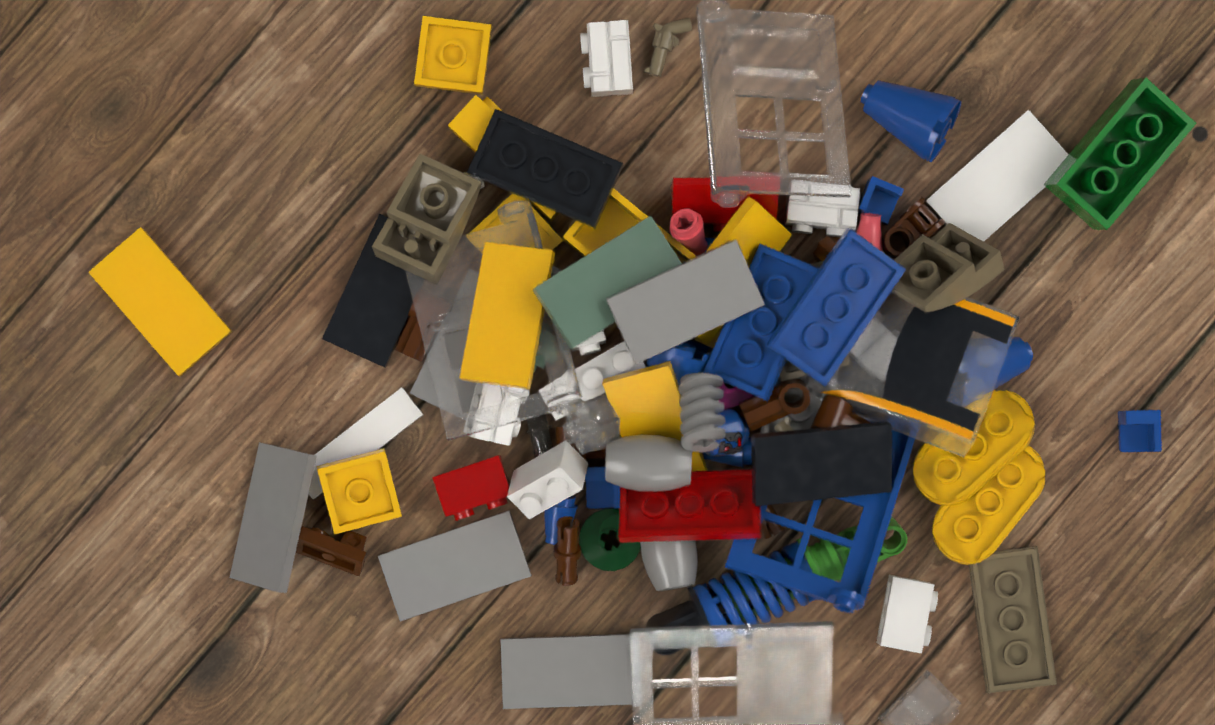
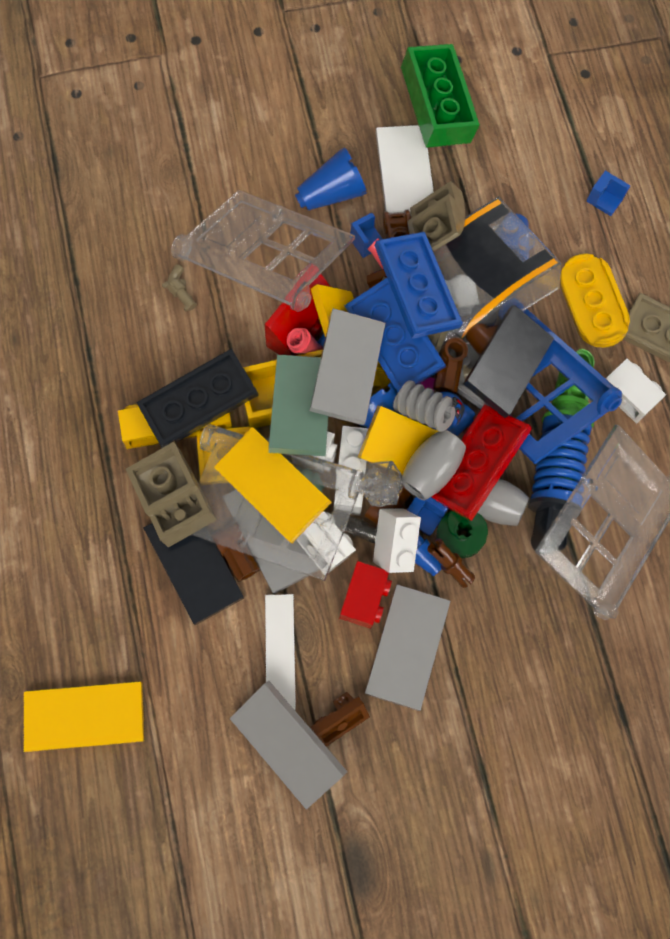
camera: 60 degrees left, 15 degrees down
(359, 491) = (313, 672): yellow plate -> none
(452, 55) = (82, 411): yellow plate -> none
(566, 671) = (530, 622): light grey tile -> none
(608, 58) = (161, 323): white brick -> none
(821, 212) = (350, 267): white brick -> none
(1000, 438) = (566, 306): yellow tile -> none

